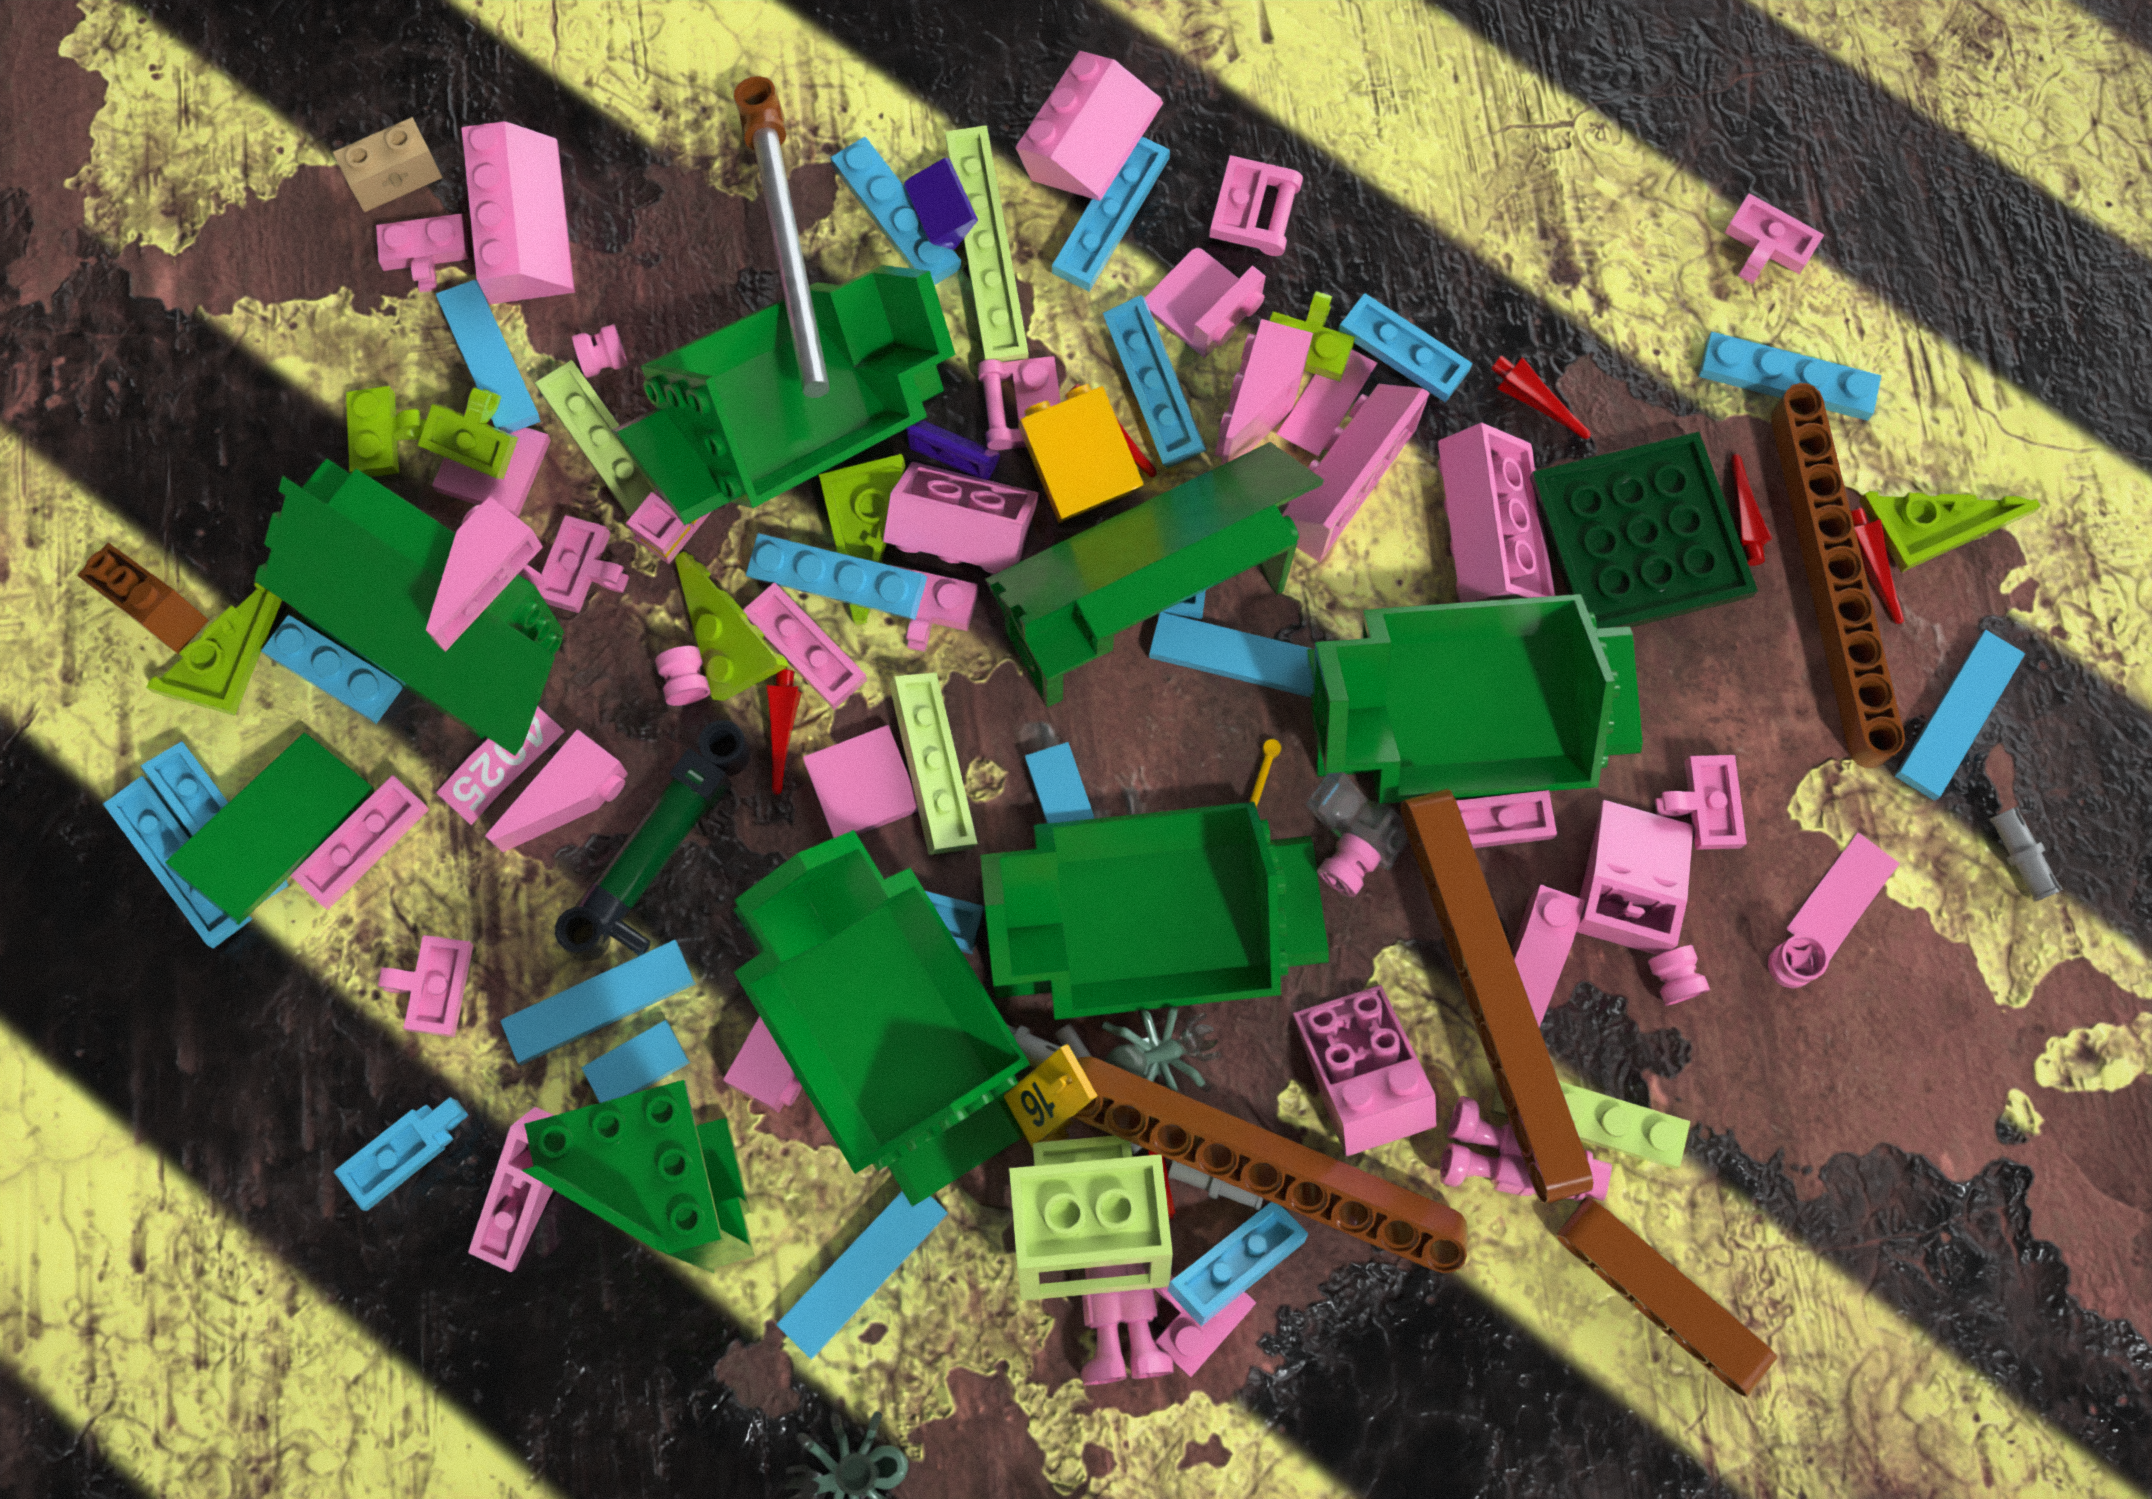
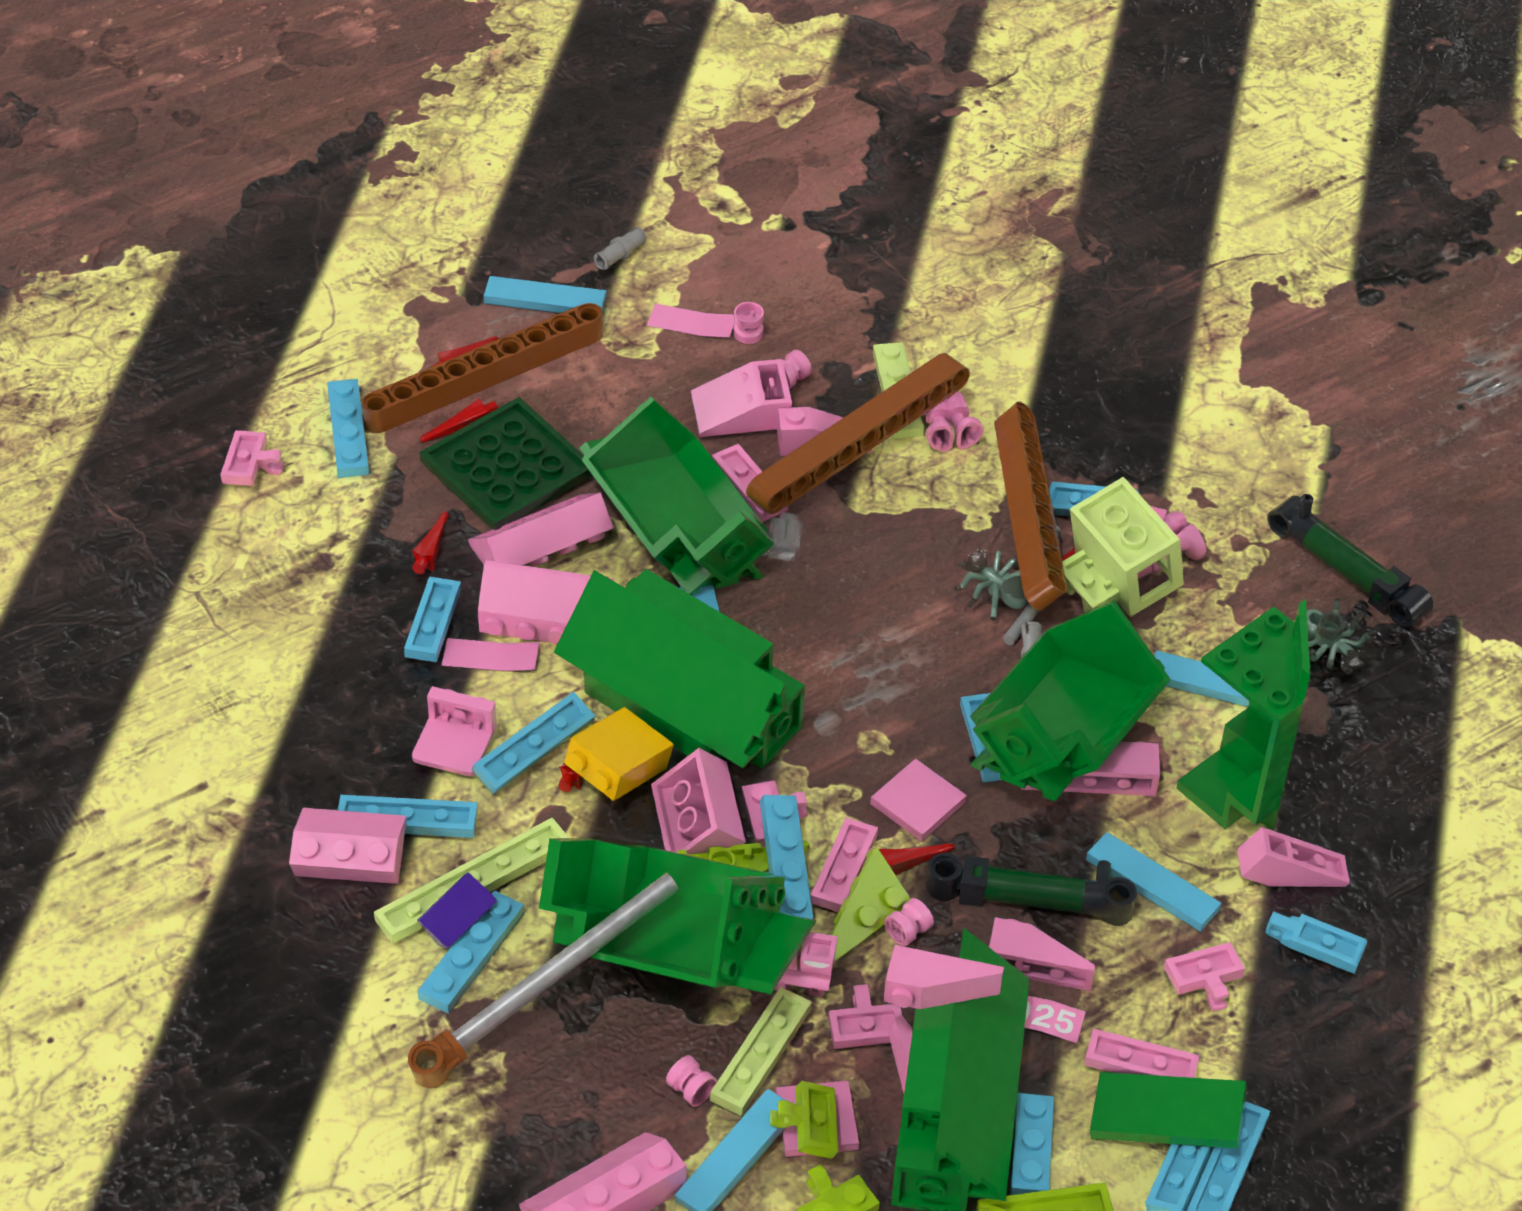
camera: 115 degrees left, 25 degrees down
(636, 1063) = (1178, 844): medium azure tile -> none
(932, 763) = (882, 761): yellowish green plate -> none
(952, 449) = (645, 825): dark purple slope -> none
(1033, 383) = (586, 808): bright pink plate -> none
(1050, 1097) = (1060, 590): yellow door -> none
(1058, 784) = (858, 694): medium azure tile -> none
(1152, 911) = (911, 615): green panel -> none
(1241, 203) = (359, 738): bright pink plate -> none
(1263, 387) = (523, 667): bright pink slope -> none
(1271, 750) = (761, 601): yellow hinge -> none
(1328, 348) = (455, 672): lime plate -> none
(1349, 864) = (817, 533): bright pink wheel -> none
(1366, 1070) = (938, 488): bright pink slope -> none
(1666, 1297) = (981, 324): dark orange beam -> none
(1711, 800) = (672, 384): bright pink plate -> none
(1929, 526) = (420, 331): lime wing -> none

